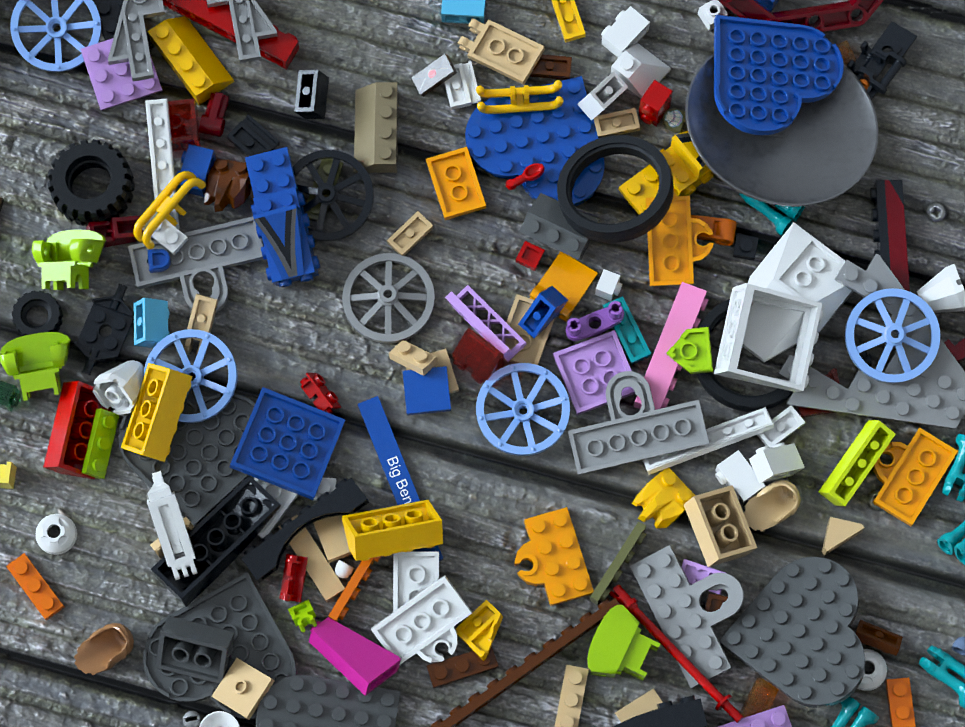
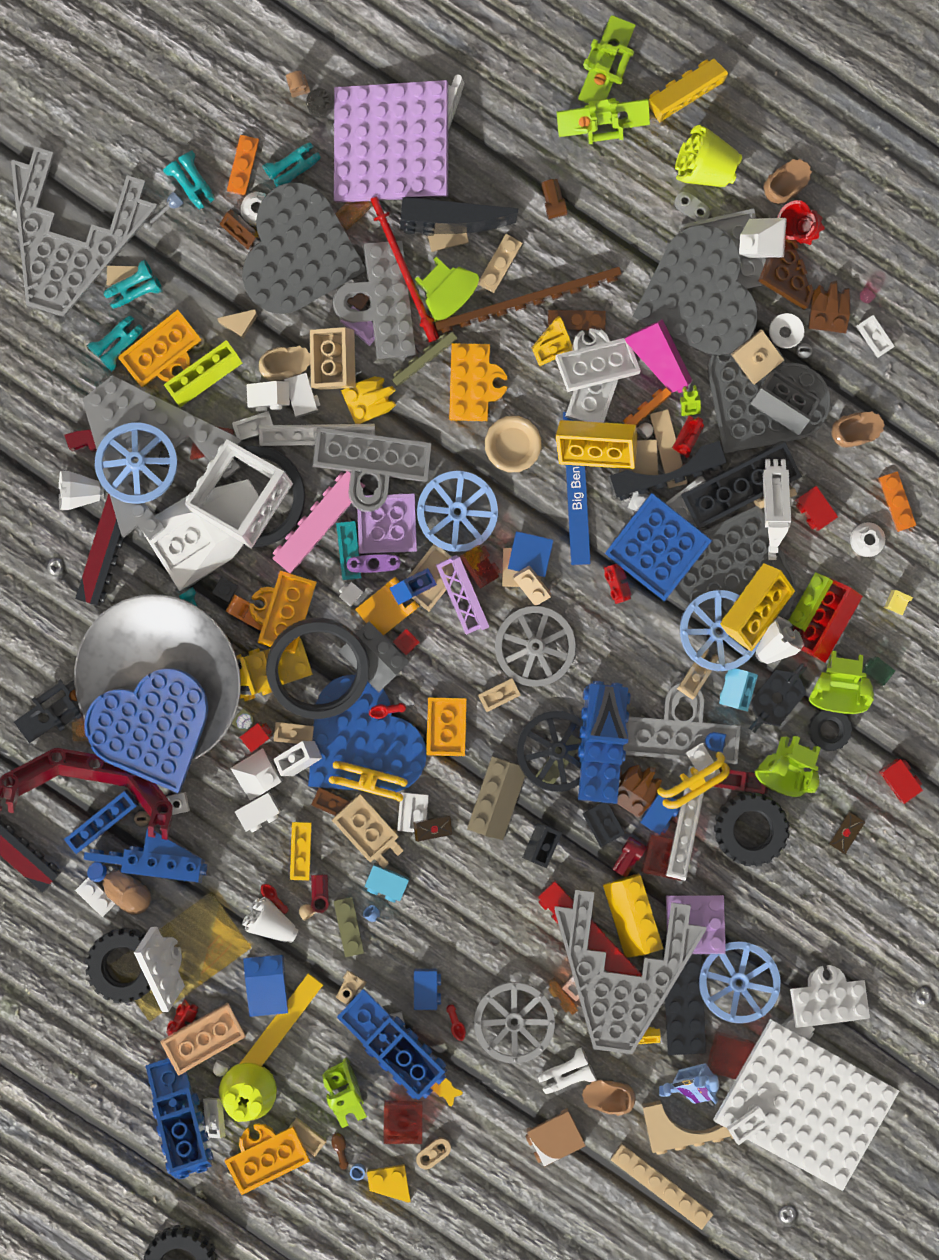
camera: 165 degrees left, 15 degrees up
(125, 546) = (815, 508): none -> red brick
(486, 502) = (513, 444): none -> tan piece
(693, 351) = (302, 508): lime plate -> none

